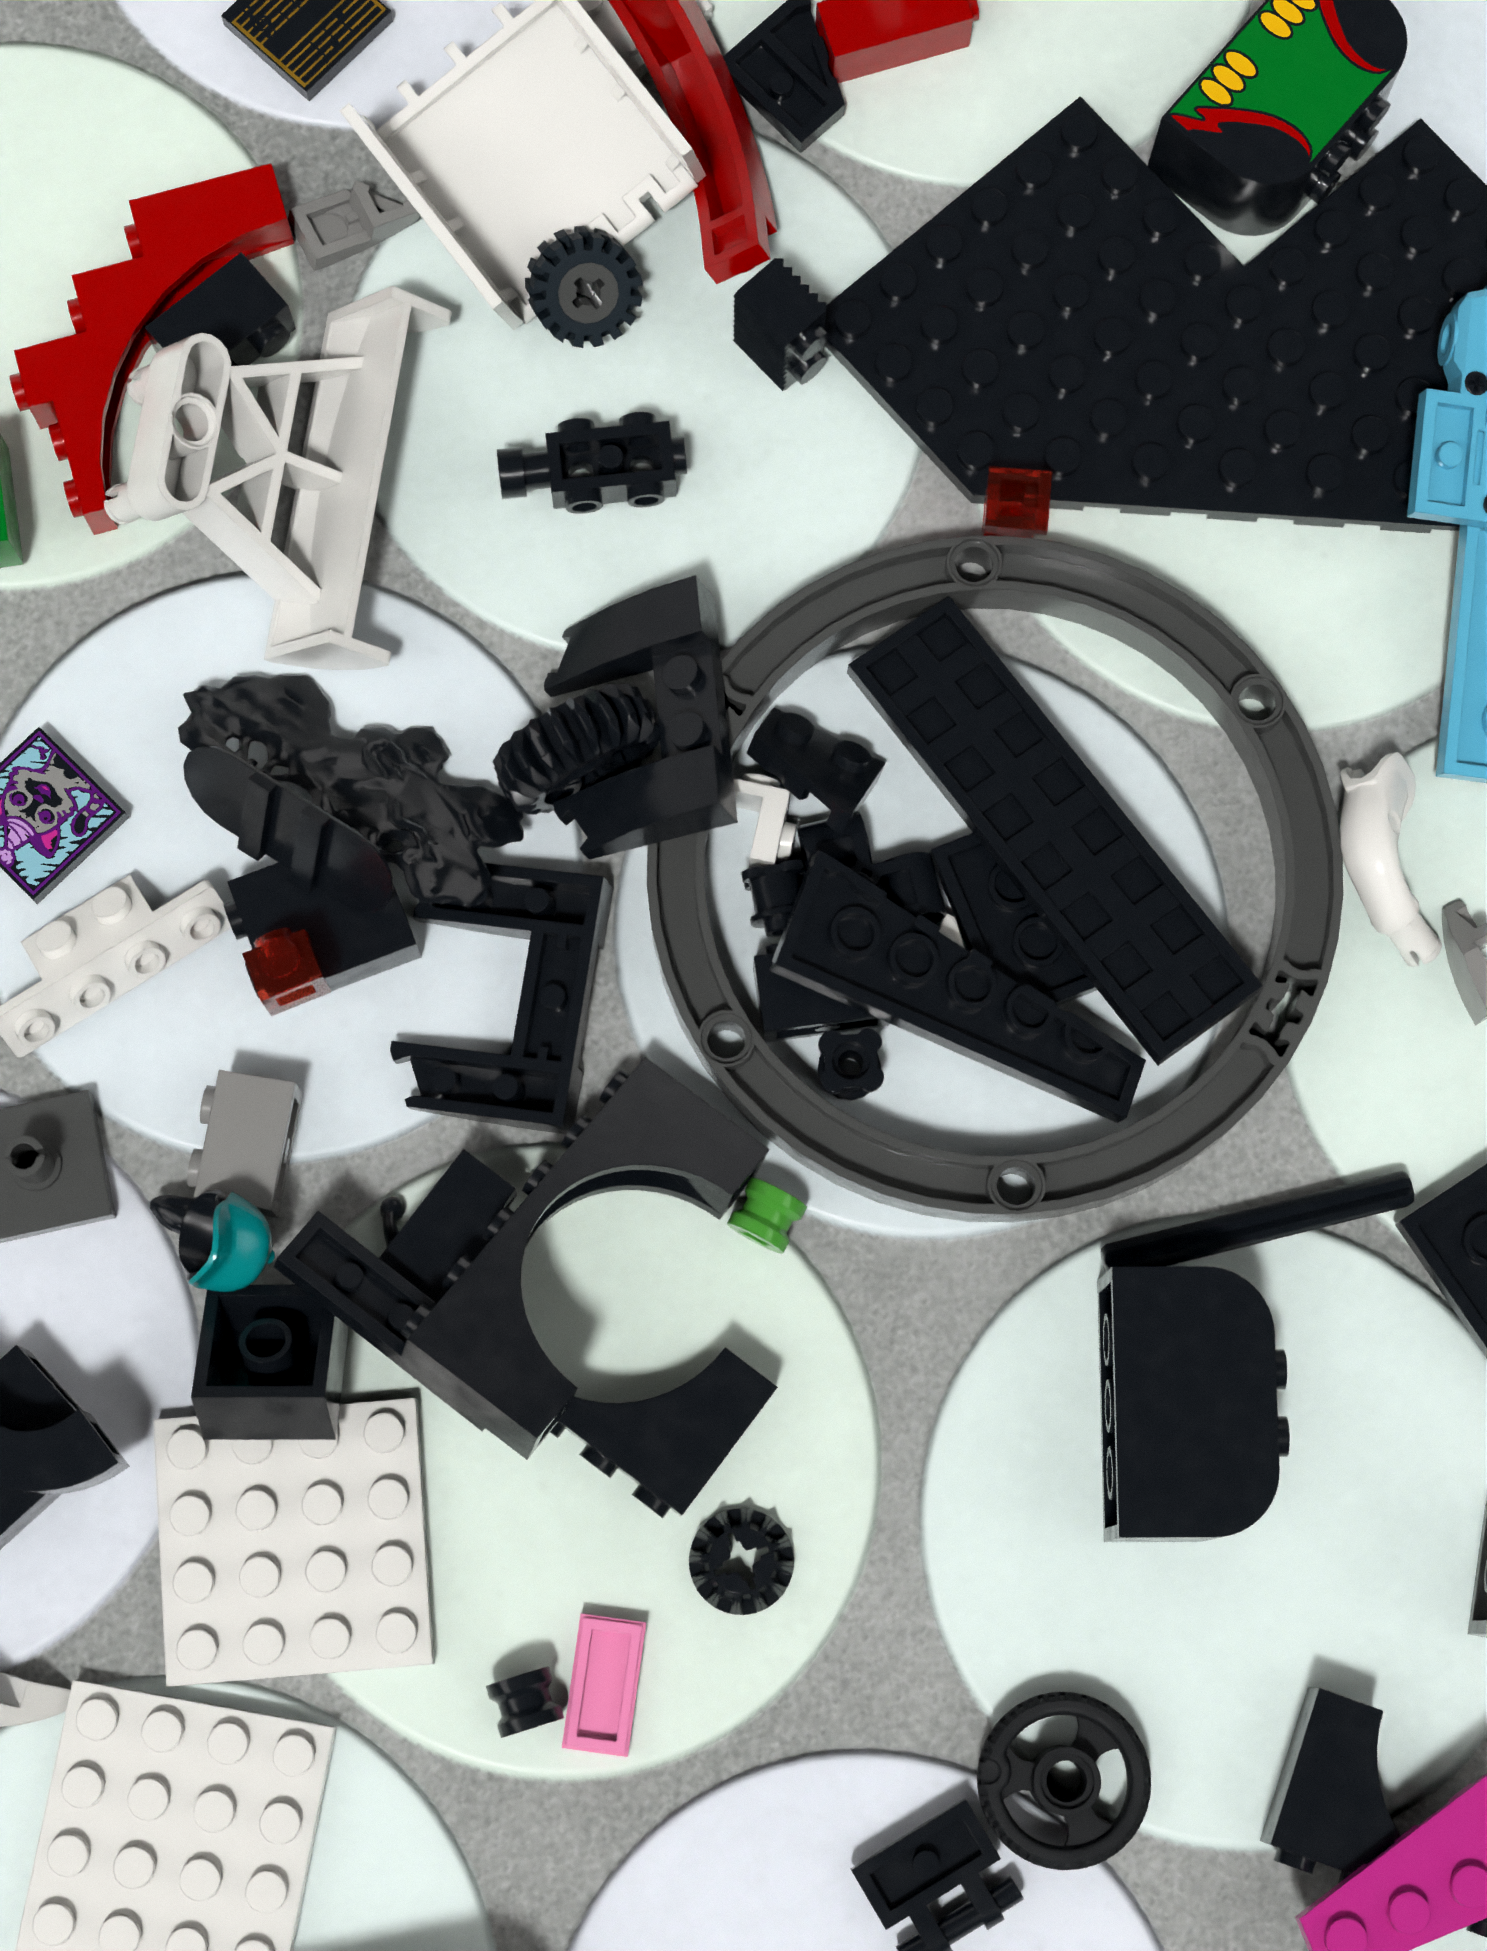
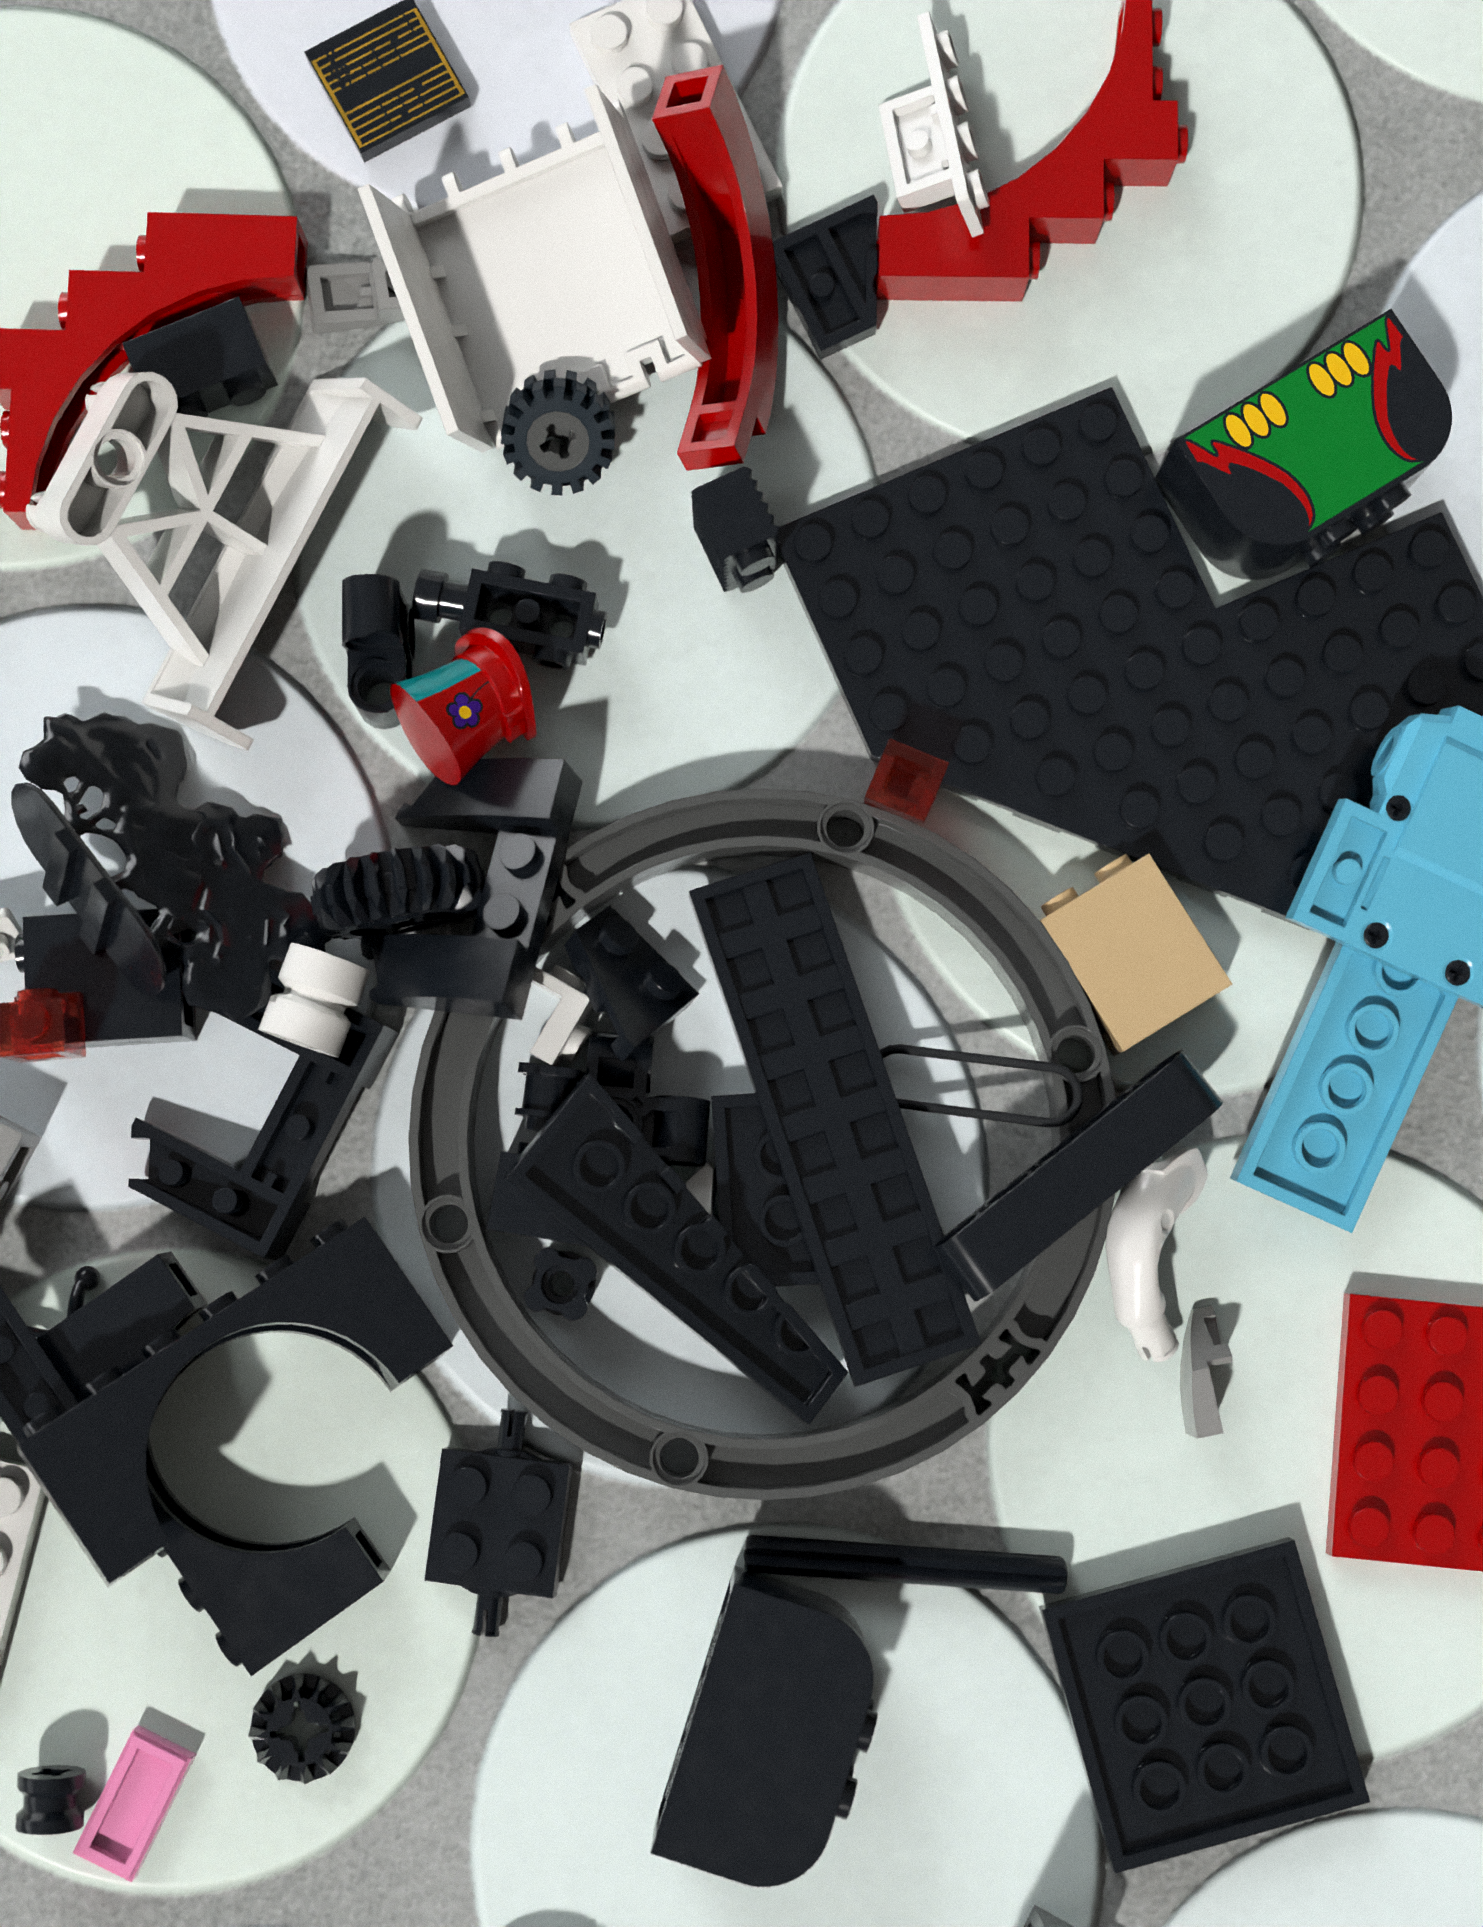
camera: 20 degrees right, 5 degrees up
(477, 533) = (377, 641): none -> black piece
(534, 863) = (314, 1000): none -> white wheel
(585, 557) = (466, 705): none -> red hat
(767, 1215) = (434, 1404): bright green wheel -> none
(863, 1308) = (499, 1522): none -> black plate
(1186, 732) = (997, 1061): none -> black piece
(1279, 594) = (1133, 951): none -> tan panel
(1298, 804) = (1077, 1175): none -> black beam

